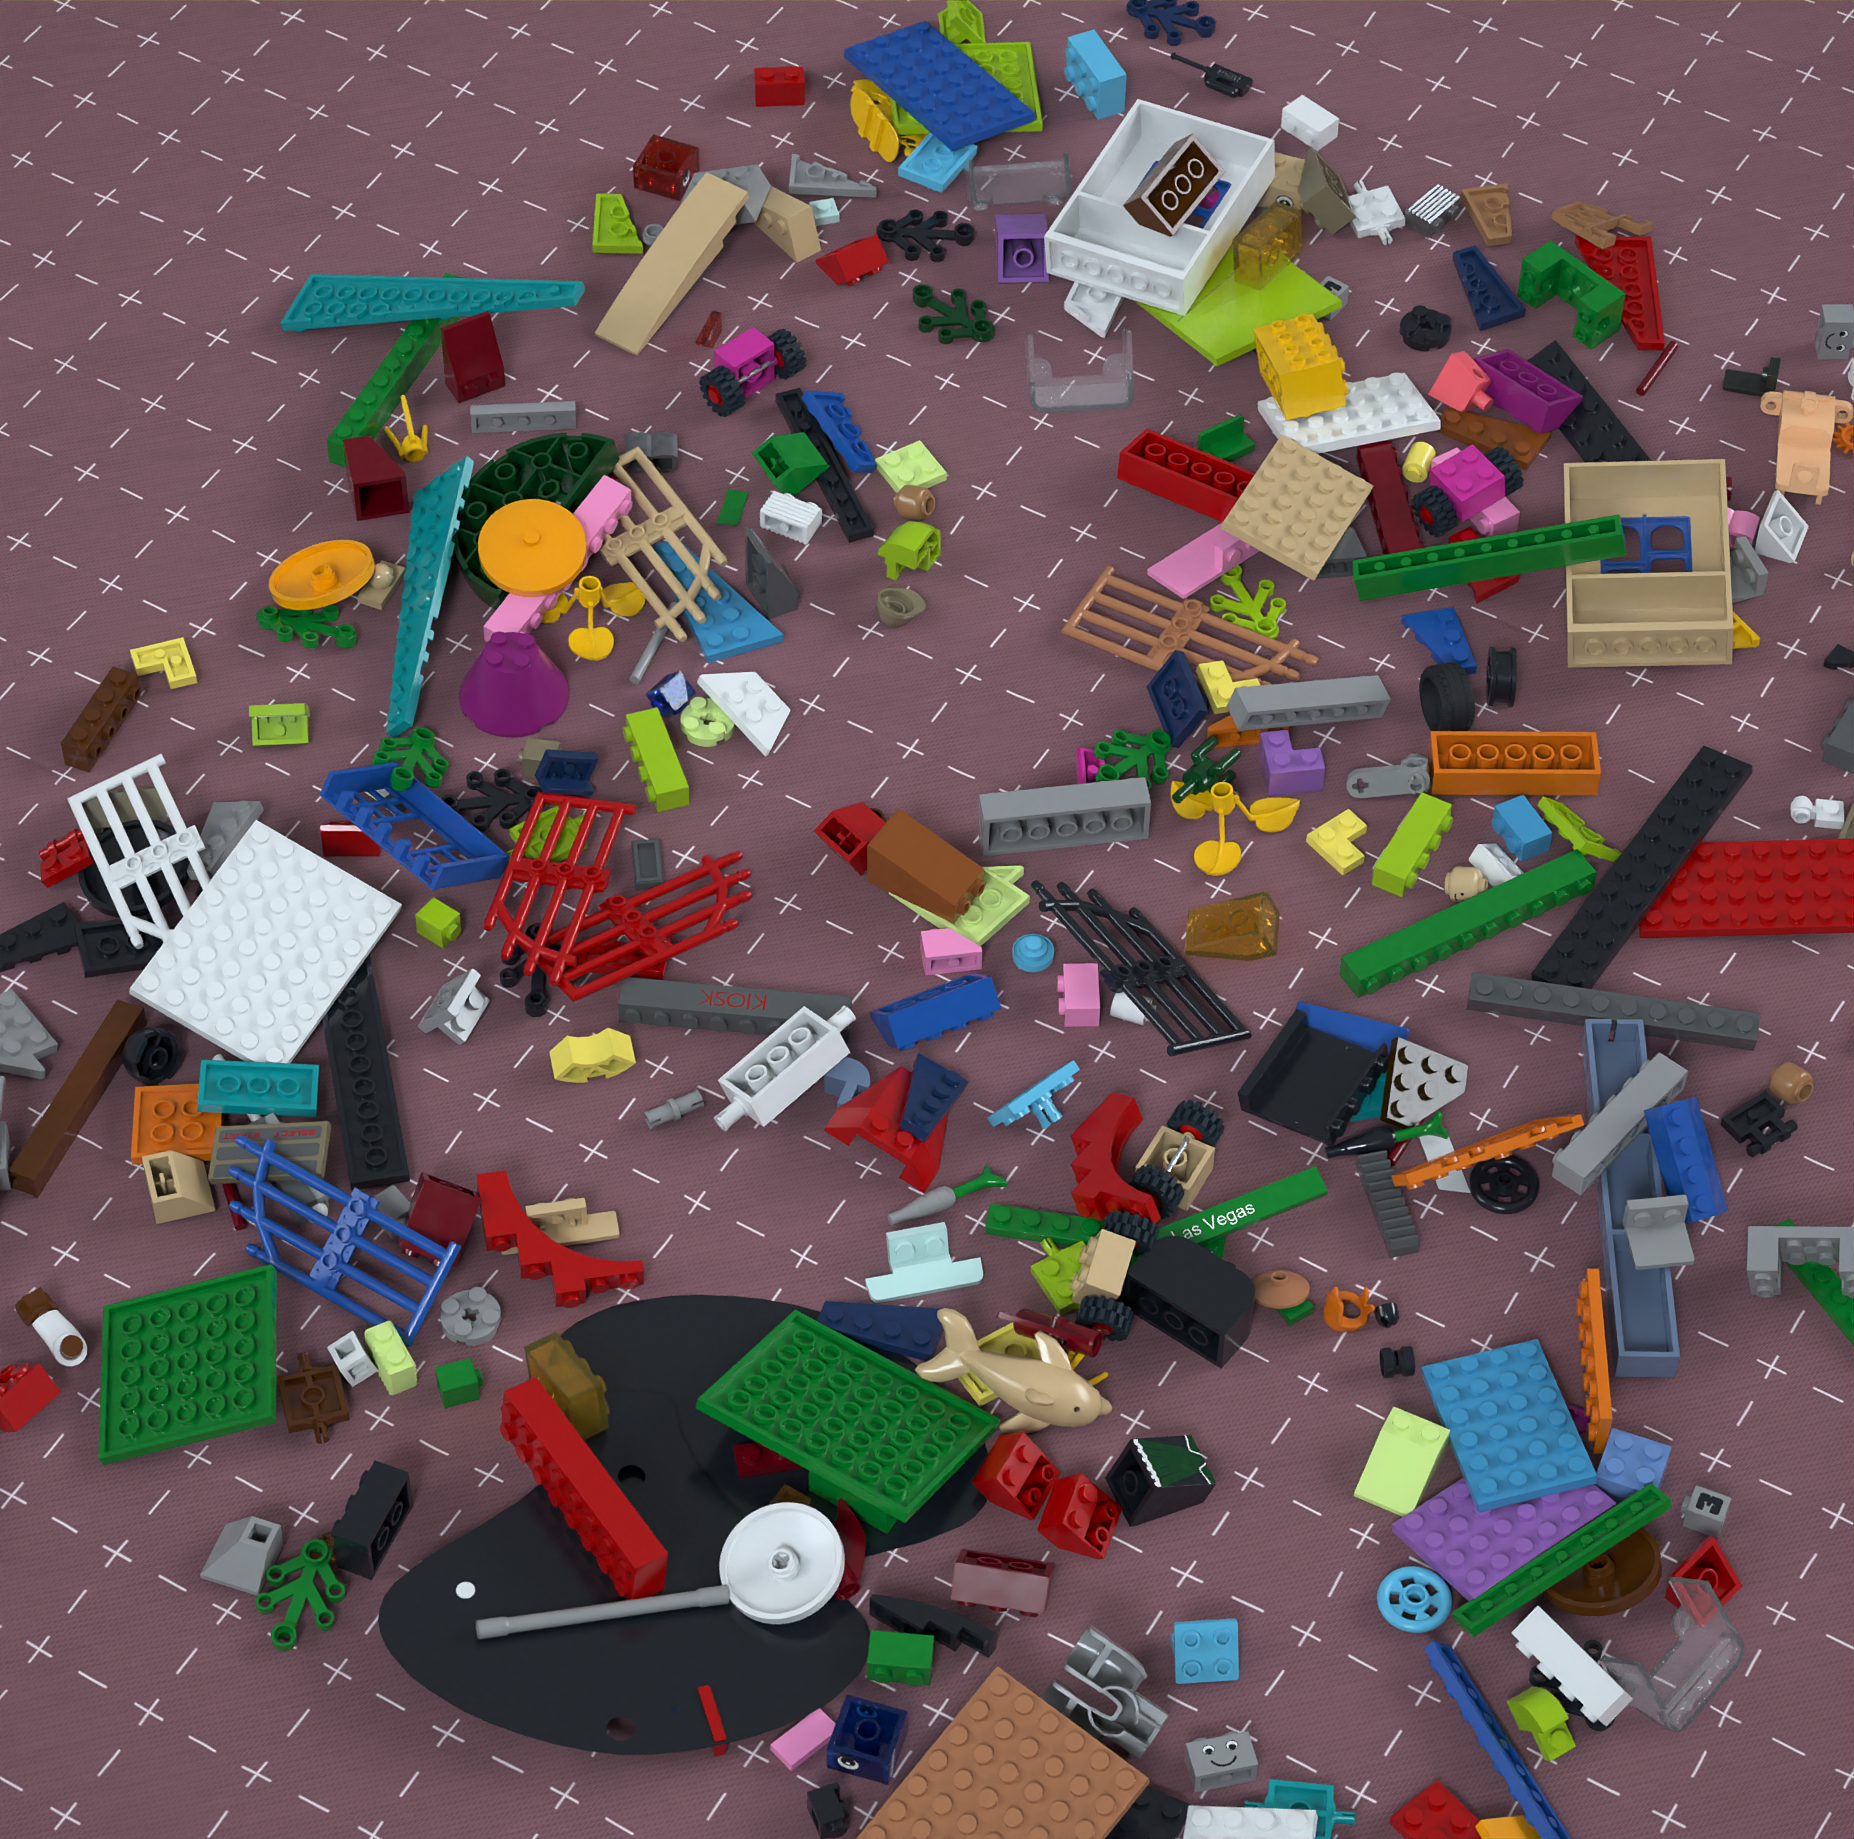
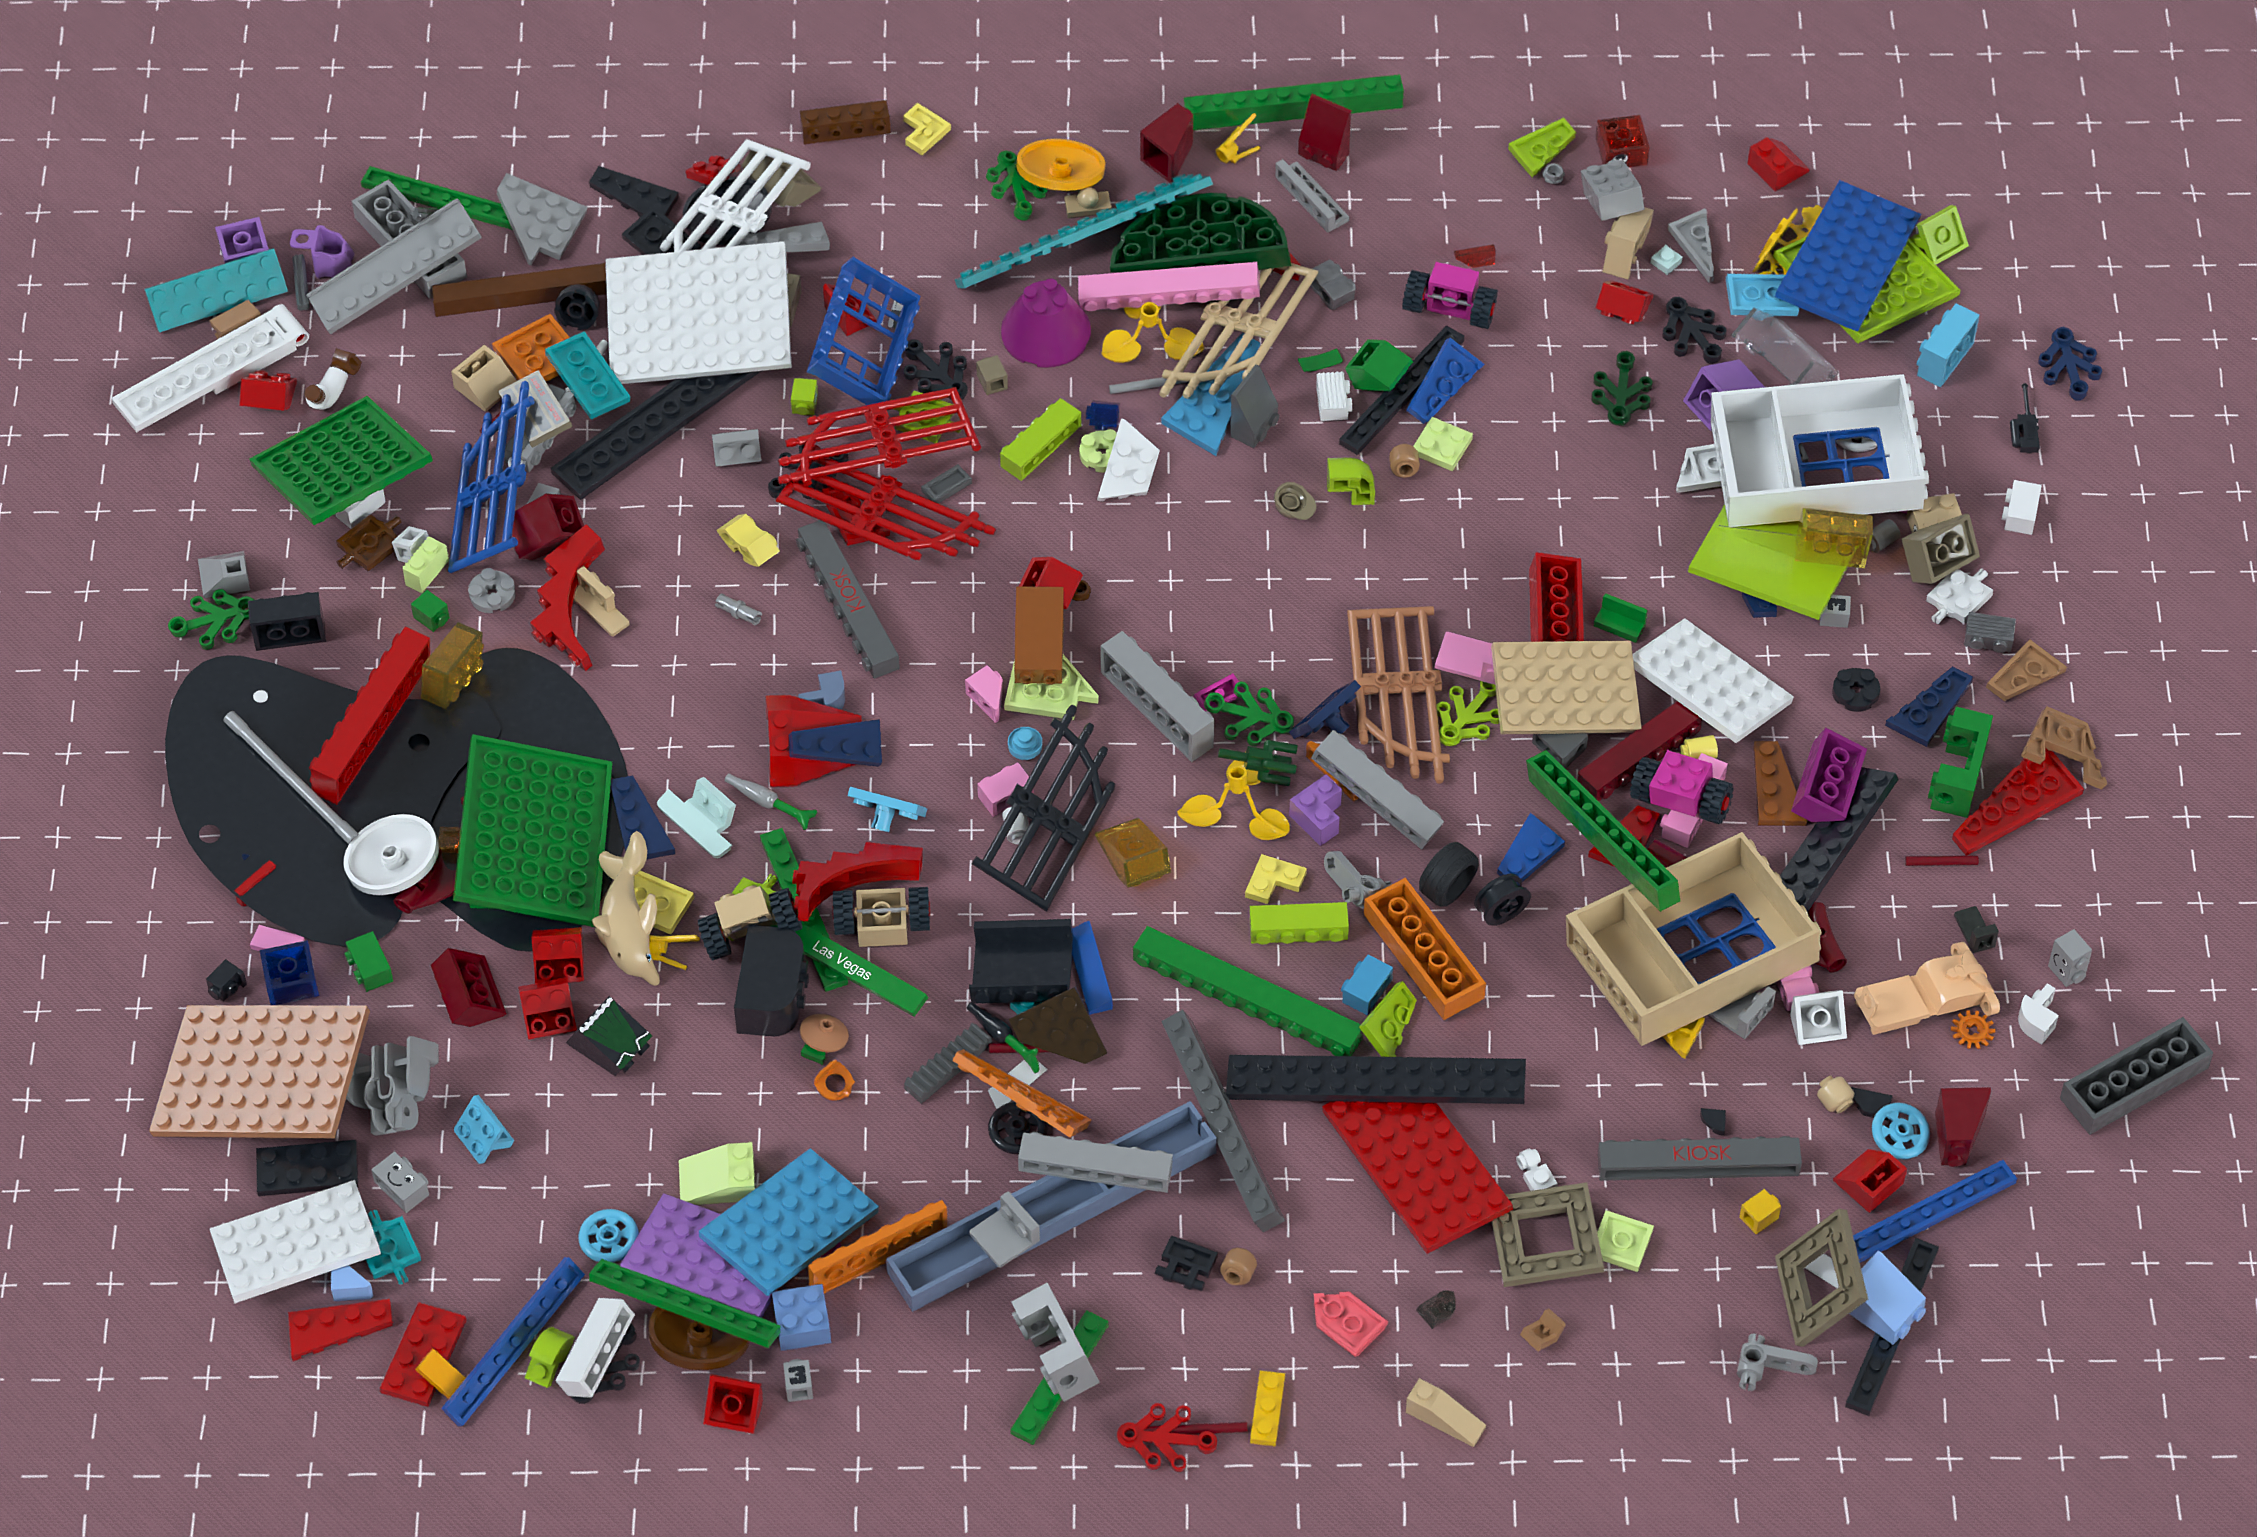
camera: 60 degrees right, 5 degrees up
(279, 724) = (914, 216): lime bracket -> none
(381, 299) = (1341, 52): teal wing -> none
(421, 741) = (932, 302): green plant -> none
(532, 547) = (1159, 260): light orange dish -> none
(566, 772) = (982, 394): dark blue bracket -> none
(673, 263) = (1516, 195): tan slope -> none
(783, 1066) = (804, 646): white brick -> none
(926, 1619) = (405, 963): black slope -> none
(936, 1010) = (929, 712): blue slope -> none
(1074, 1336) = (673, 906): dark red pin -> none
(1081, 393) = (1593, 494): clear windscreen -> none
(1174, 187) = (1815, 441): reddish brown slope -> none
(1219, 685) = (1358, 731): light yellow plate -> none
(1300, 366) = (1717, 619): yellow brick -> none
(1387, 1314) = (844, 1108): black hinge -> none
(1397, 1362) = (806, 1133): black wheel -> none
(1462, 384) = (1799, 735): coral torso -> none
(1464, 883) = (1283, 972): tan head -> none
(1494, 864) = (1325, 986): white slope -> none
(1686, 1157) = (1096, 1223): blue slope -> none
(1693, 1668) = (647, 1430): clear windscreen -> none

